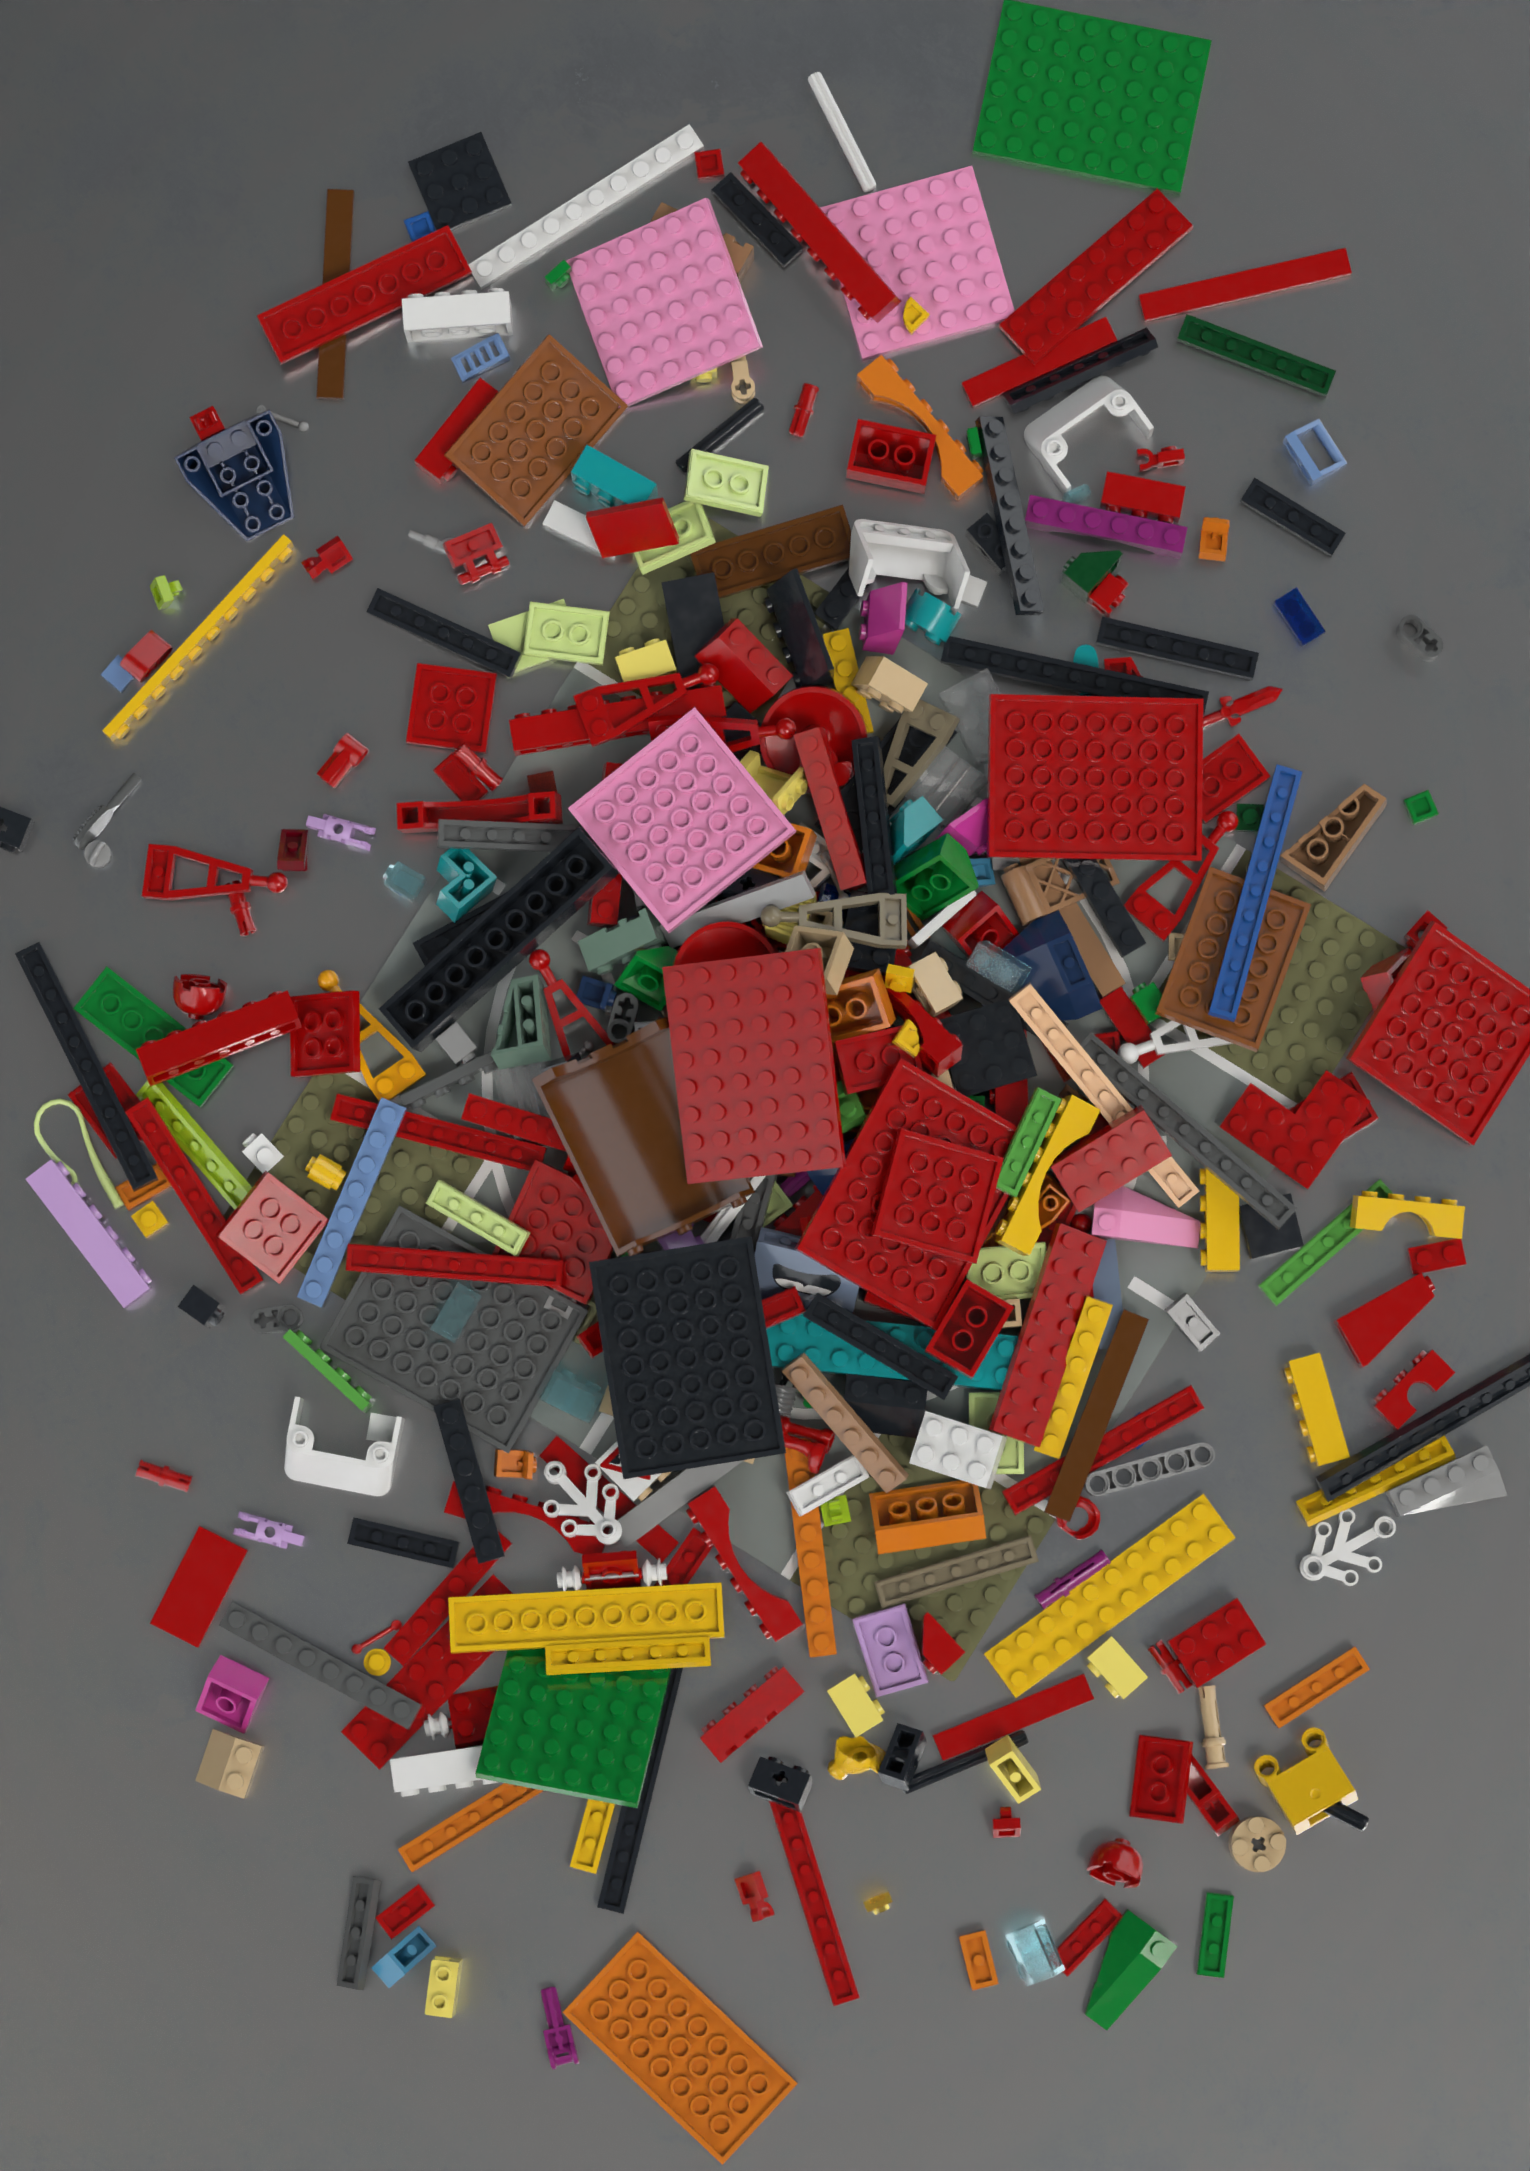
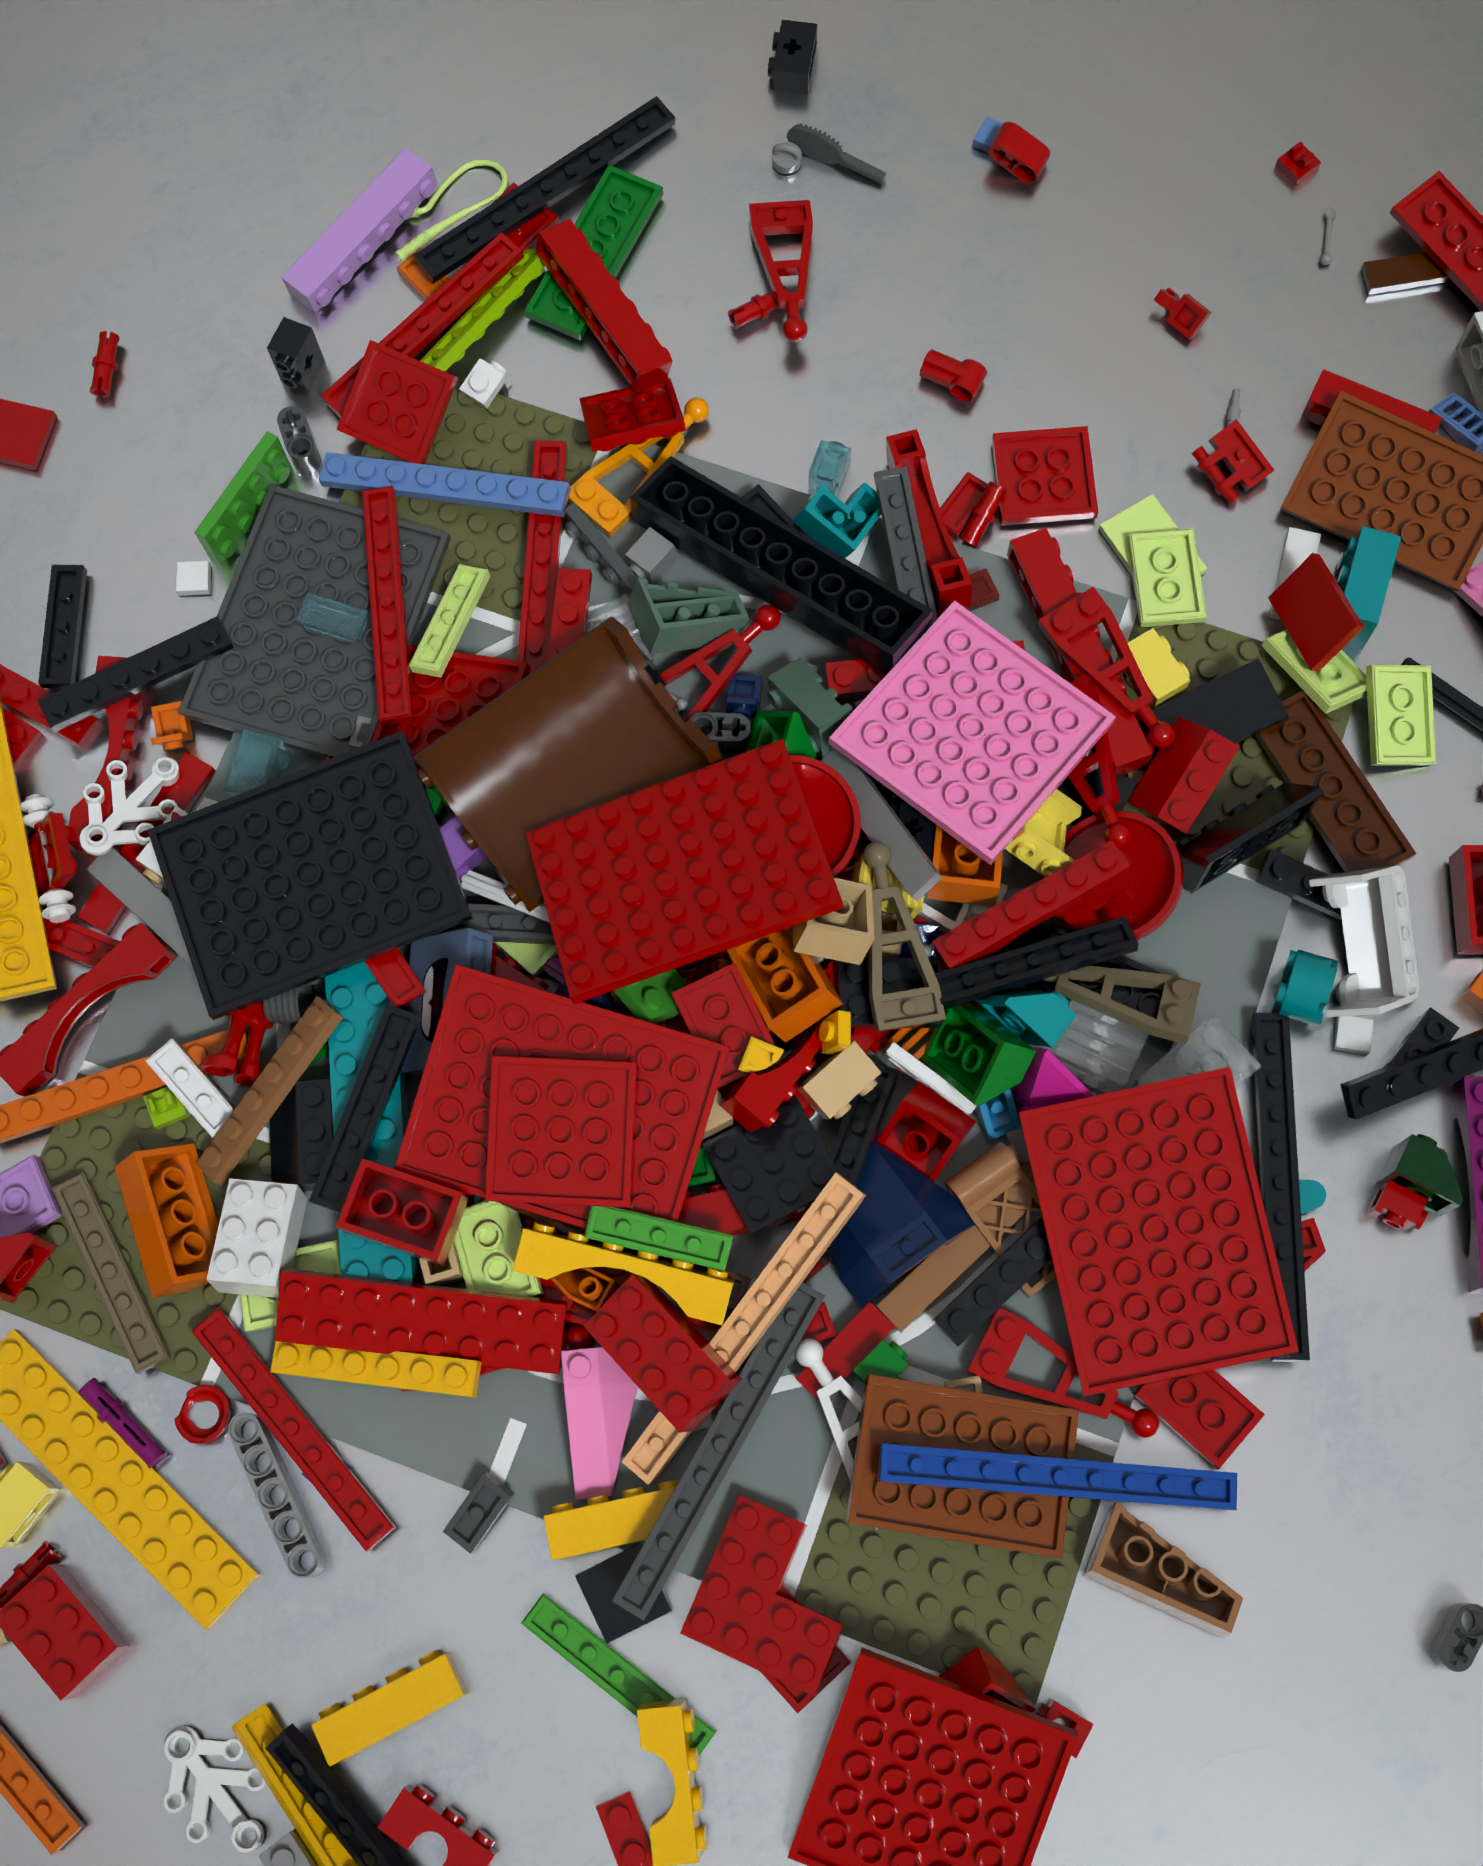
camera: 80 degrees right, 10 degrees down
(149, 1219) = (391, 293): yellow plate -> none
(164, 592) = (1097, 158): lime tile -> none
(191, 647) = (1055, 201): yellow plate -> none
(198, 995) = (650, 281): red cylinder -> none
(242, 475) = (1250, 203): dark blue wedge -> none
(282, 1536) = (56, 483): lavender hinge -> none
(293, 850) = (836, 345): dark red slope -> none
(320, 1468) = (138, 572): white windscreen -> none
(325, 1172) = (474, 449): yellow brick -> none
(329, 824) = (872, 389): lavender hinge -> none
(444, 633) = (1129, 448): black plate -> none
(845, 669) = (1206, 905): yellow plate -> none
(883, 618) = (1287, 929): dark pink slope -> none
(888, 684) = (1206, 949): tan brick -> none
(998, 966) = (882, 1157): clear light blue brick -> none
(1096, 1415) = (331, 1408): reddish brown tile -> none
(1107, 1289) = (494, 1392): sand blue tile -> none
(1177, 648) = (1353, 1312): black plate -> none
(1242, 705) = (1301, 1411): red sword -> none
(1249, 817) = (1157, 1450): dark green plate -> none
(1299, 617) = (1440, 1464): clear blue plate -> none
(1381, 1319) = (527, 1775): red slope -> none
(1420, 807) = (1230, 1686): green tile -> none

